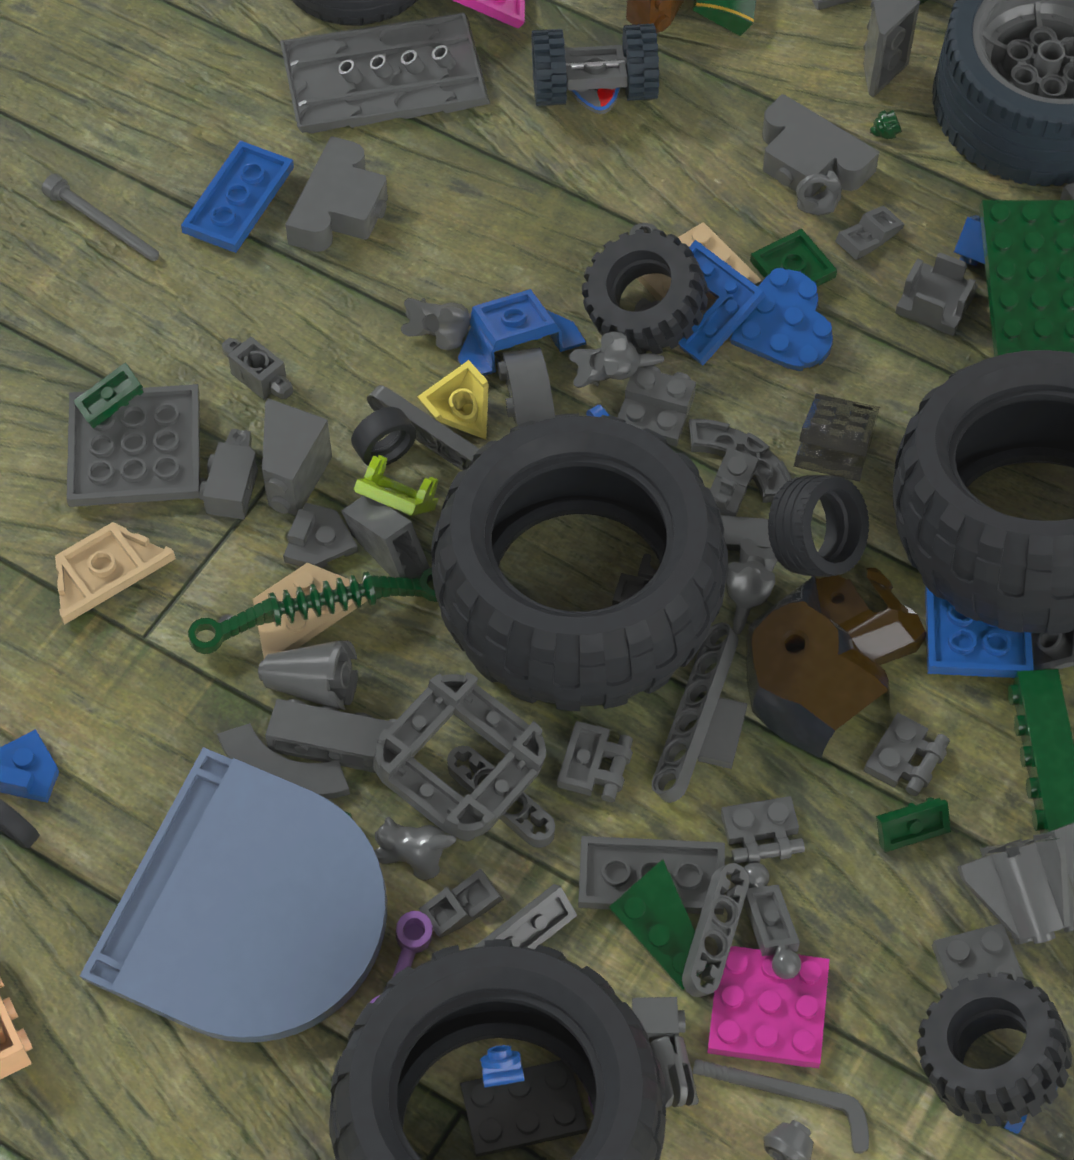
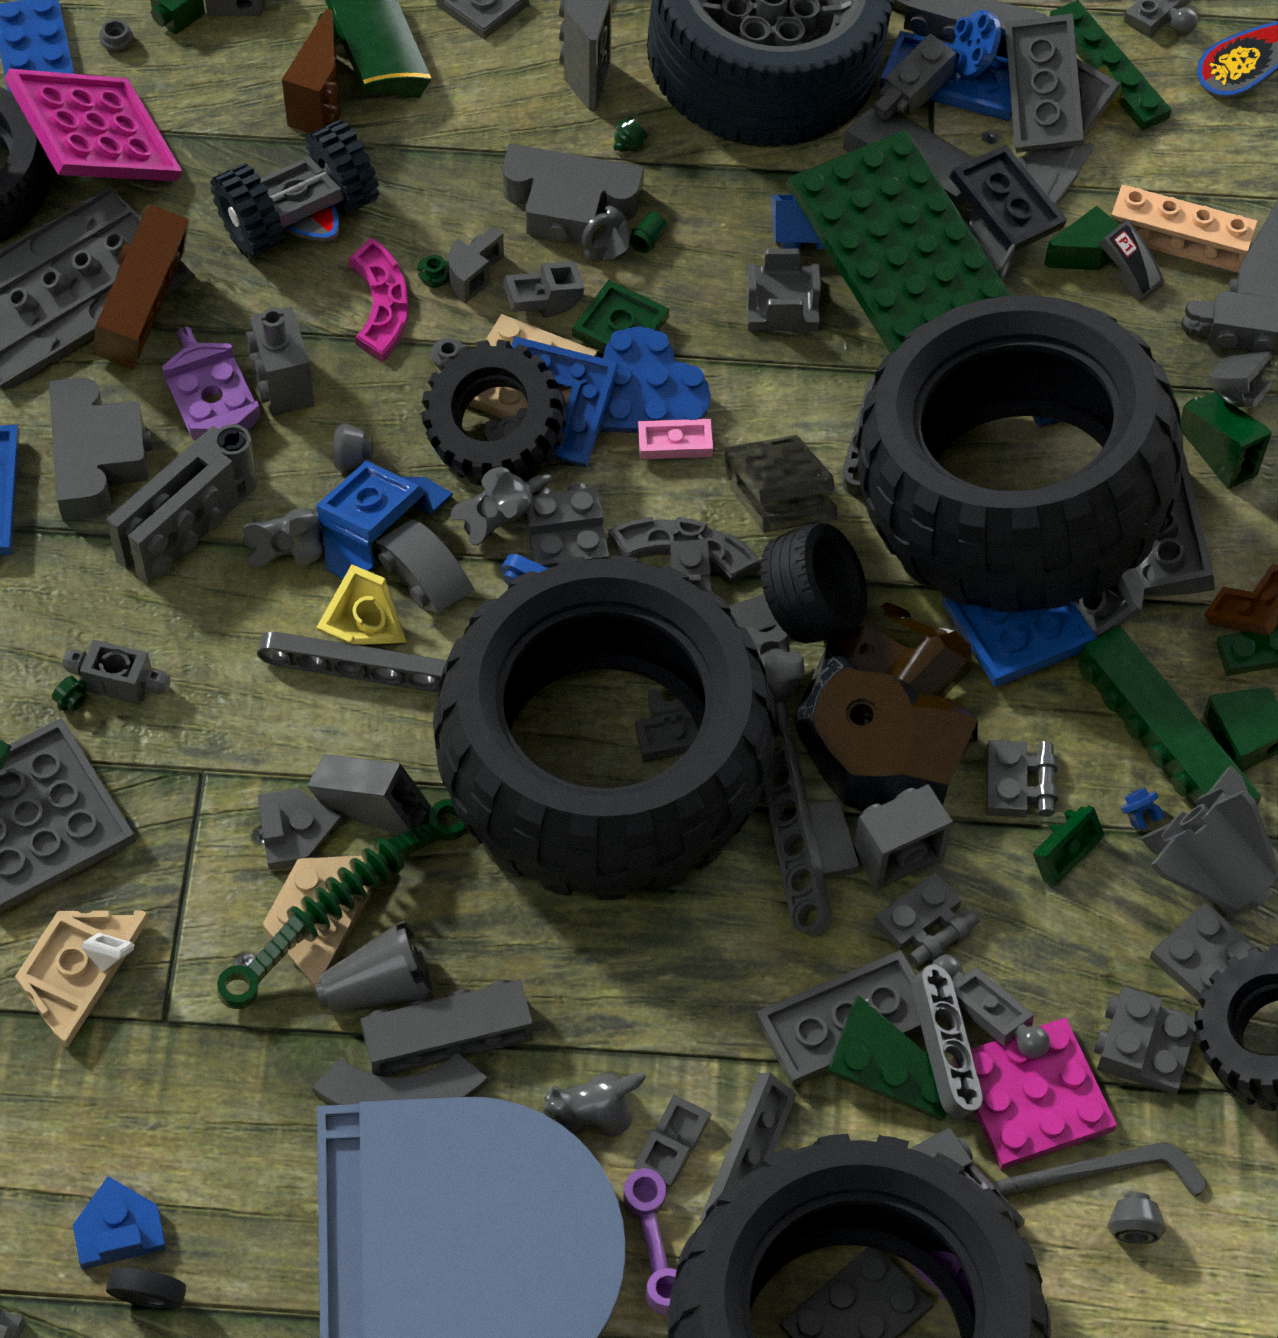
camera: 30 degrees left, 0 degrees up
(126, 564) = (106, 950): none -> white slope
(216, 370) = (70, 694): none -> dark green plate
(230, 476) = (160, 802): dark grey hinge -> none
(293, 455) = (217, 749): dark grey slope -> none
(377, 263) = (184, 502): none -> dark grey hinge
(377, 425) = (305, 686): black tyre -> none
(394, 493) = (354, 743): lime piece -> none
(433, 798) = (605, 936): dark grey plate -> none
(435, 91) = (140, 286): none -> reddish brown brick
(448, 175) = (204, 371): none -> medium lavender plate
(482, 769) = (649, 1003): dark grey beam -> none
(501, 1066) = (863, 1277): blue plate -> none
(508, 188) = (280, 361): none -> dark grey brick
(526, 274) = (351, 447): none -> dark grey cone
(583, 759) = (710, 931): dark grey plate -> none
(625, 178) = (389, 298): none -> dark pink tile
(671, 169) = (433, 271): none -> dark green plate
(700, 174) = (471, 263): none -> dark grey brick
(752, 218) = (551, 290): none -> dark grey brick
(775, 754) = (902, 836): none -> dark grey brick
(783, 371) = (675, 439): none -> bright pink plate
(857, 205) = (648, 232): none -> dark green piece
(872, 231) = (676, 256): dark grey slope -> none
(883, 1008) = (1145, 1041): none -> dark grey plate
(992, 818) = (1139, 802): none -> blue plate

